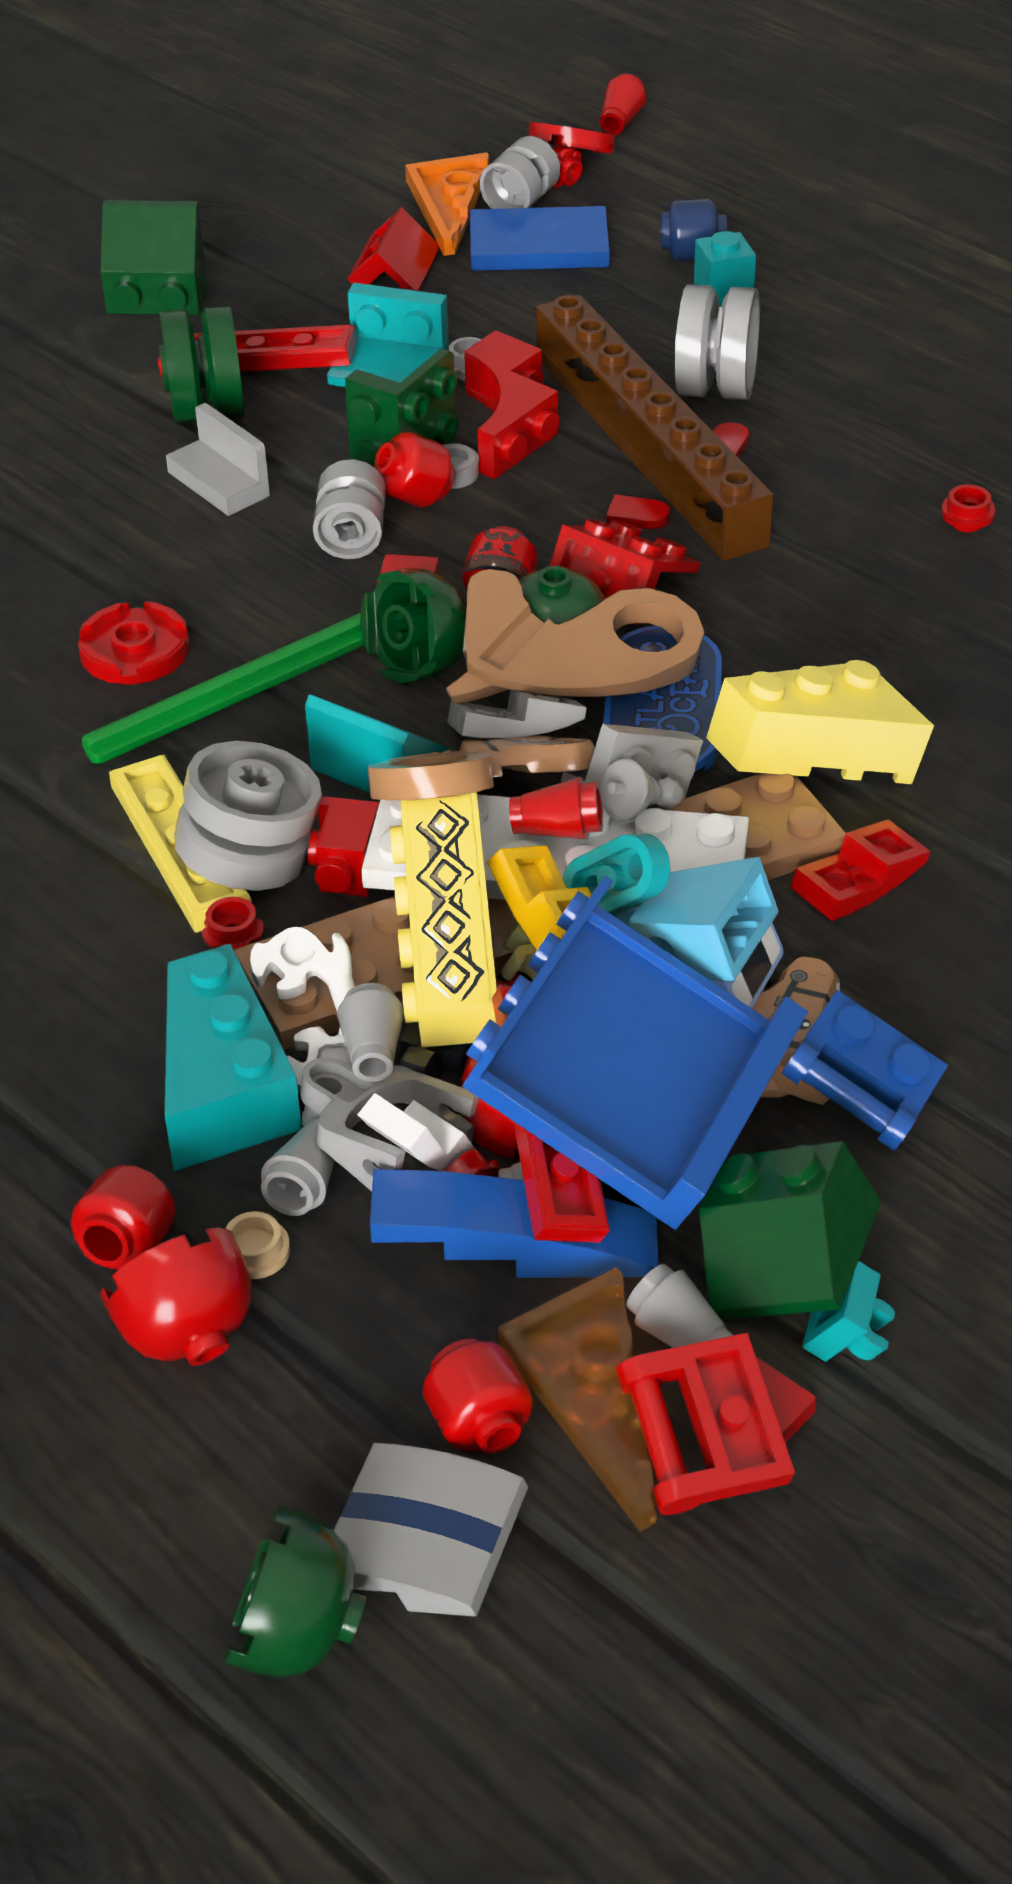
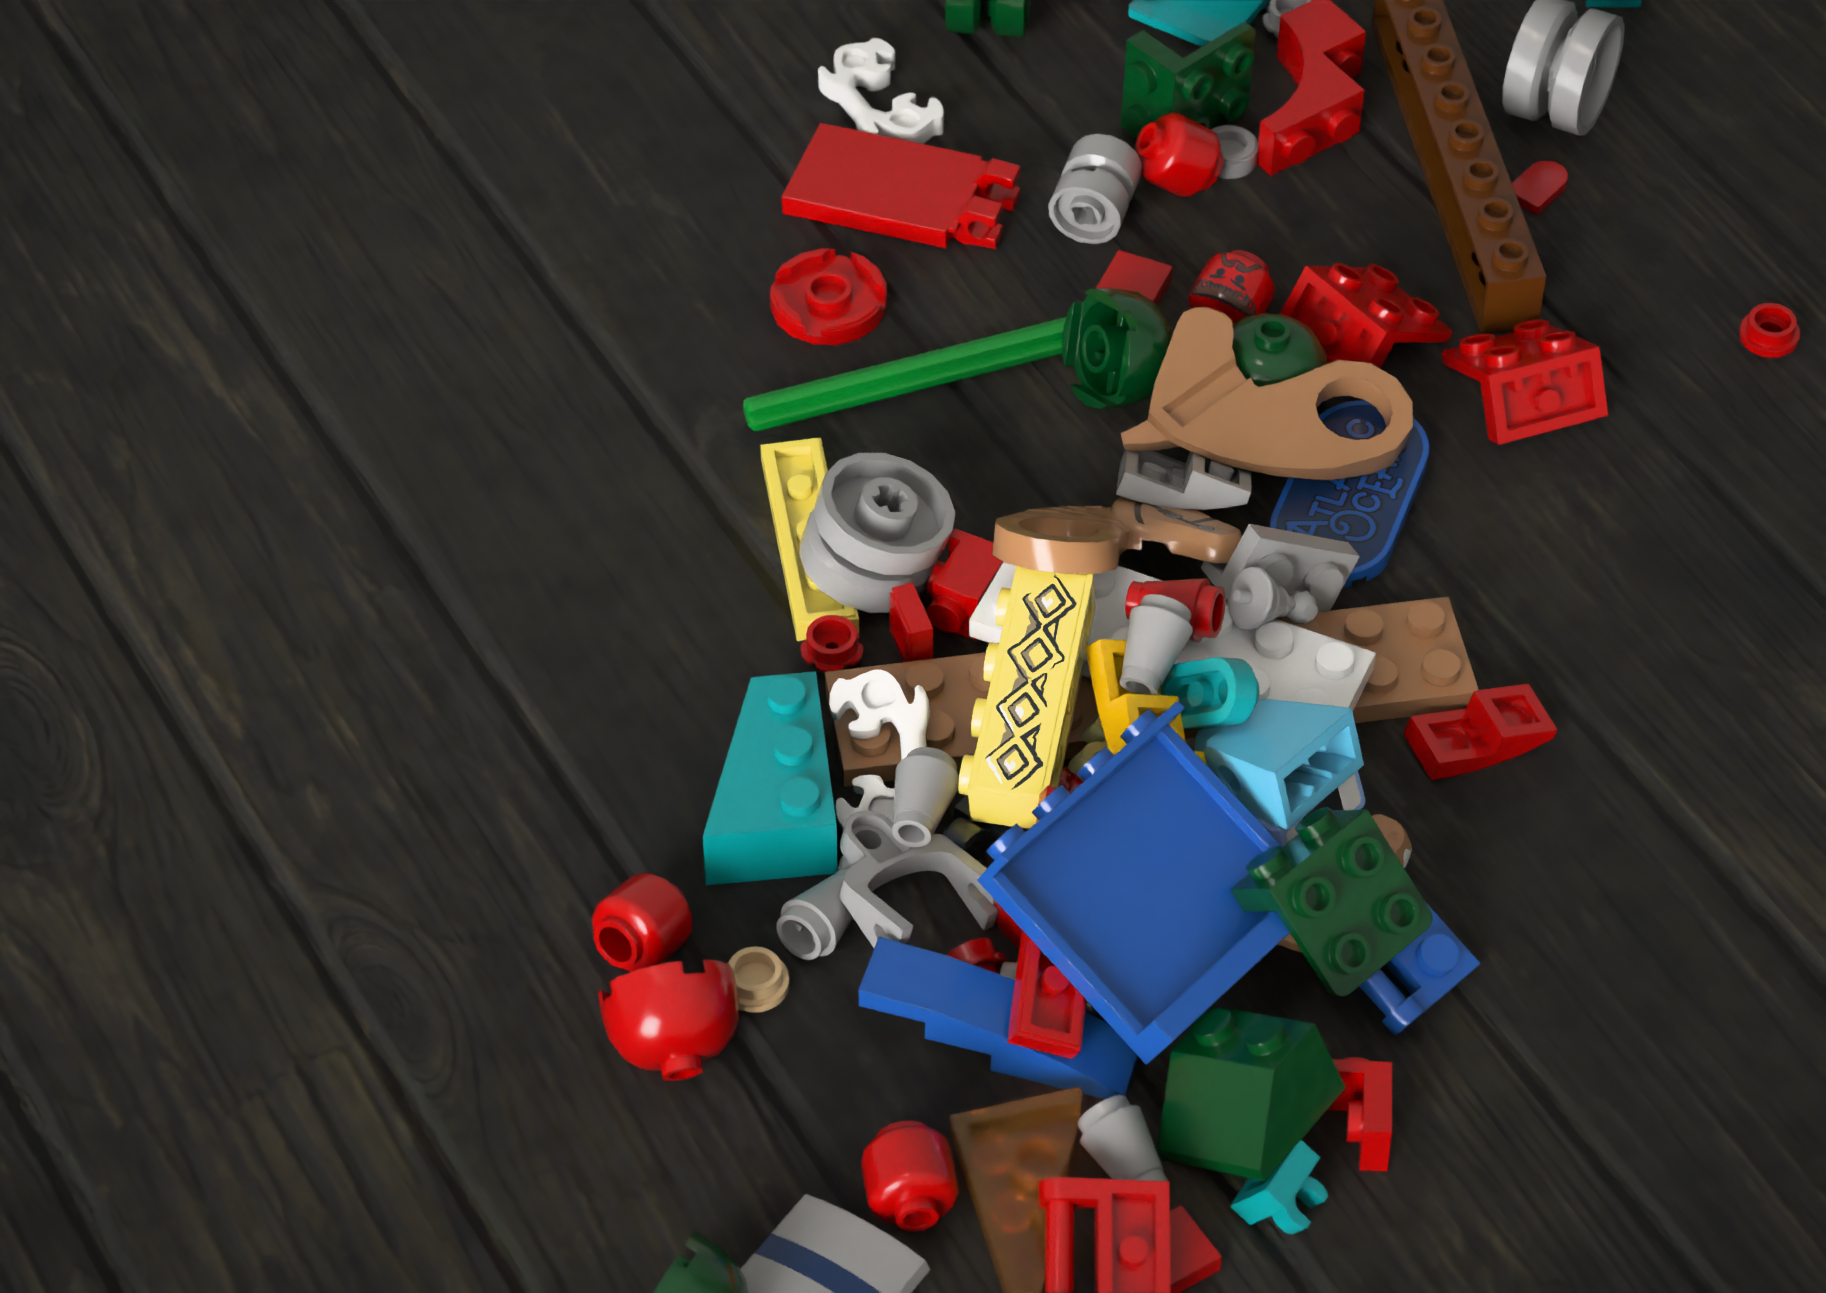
camera: 15 degrees right, 5 degrees up
(116, 461) = (870, 66): none -> white helmet
(172, 546) = (901, 188): none -> red tile
(223, 465) = (980, 99): light grey panel -> none
(303, 889) = (910, 624): none -> red tile
(349, 741) = (1024, 472): teal slope -> none
(416, 1131) = (934, 911): white slope -> none
(552, 840) = (1154, 642): none -> light grey cone
(638, 512) = (1408, 253): red piece -> none
(789, 580) = (1532, 379): none -> red bracket
(808, 1023) = (1338, 896): none -> dark green bracket
(819, 719) = (1491, 558): light yellow wedge -> none
(907, 1223) = (1368, 1109): none -> red bracket

